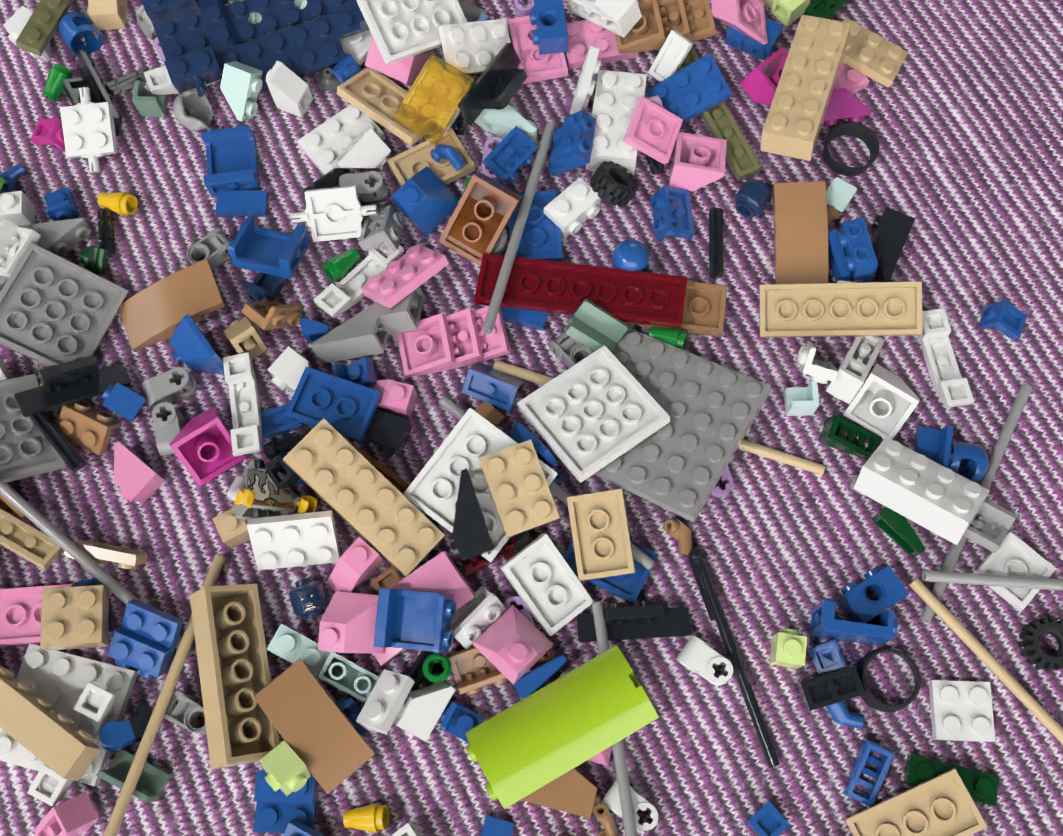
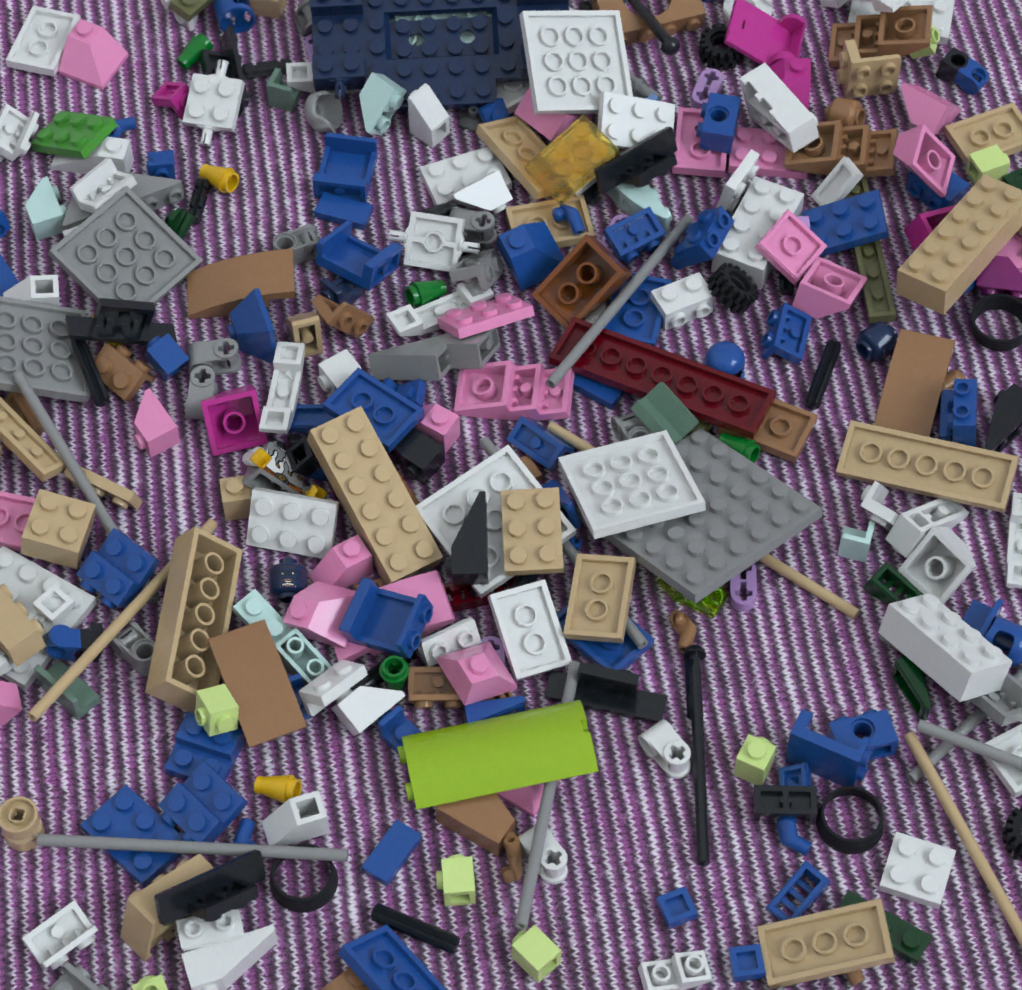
camera: 15 degrees right, 15 degrees down
(313, 330) = (375, 341): blue slope -> none
(840, 194) = (971, 361): light aqua slope -> none

